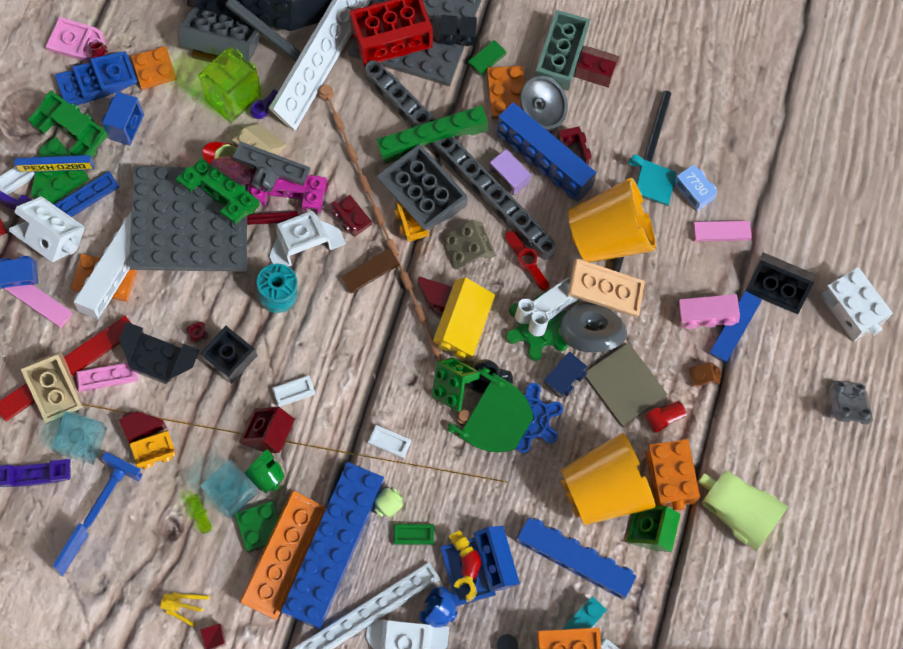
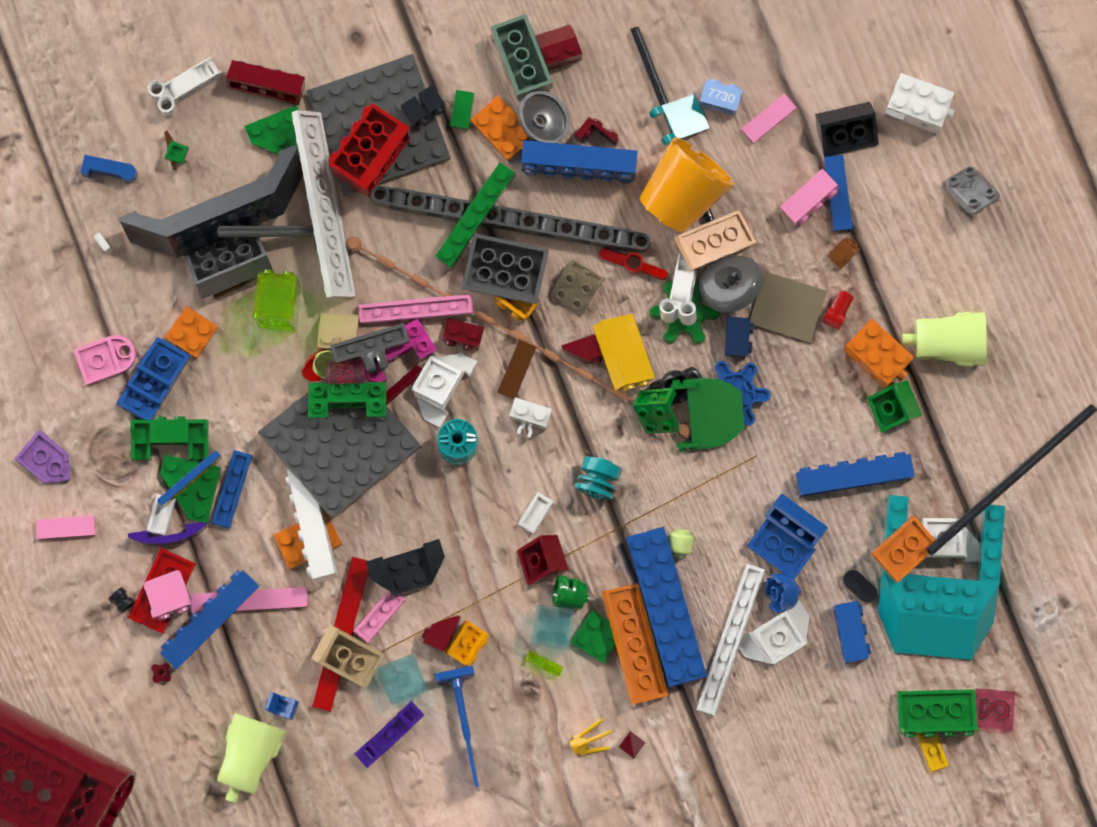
camera: 35 degrees left, 10 degrees up
(47, 229) = (234, 537): white torso -> none
(98, 49) = (135, 354): dark red plate -> none
(123, 118) = (211, 397): blue brick -> none
(197, 327) = (425, 525): dark red plate -> none
(228, 354) = (463, 524): black brick -> none
(260, 108) = (312, 301): dark purple plate -> none
(332, 170) = (415, 309): none -> bright pink tile
(351, 312) = (530, 414): none -> white brick
(362, 399) = (597, 481): none -> teal wheel
(389, 441) = (642, 495): white tile -> none
(413, 534) = (718, 551): green tile -> none
(470, 563) = (779, 539): piece -> none
(511, 171) = (561, 197): lavender panel -> none
(606, 483) = (836, 401): light orange cone -> none

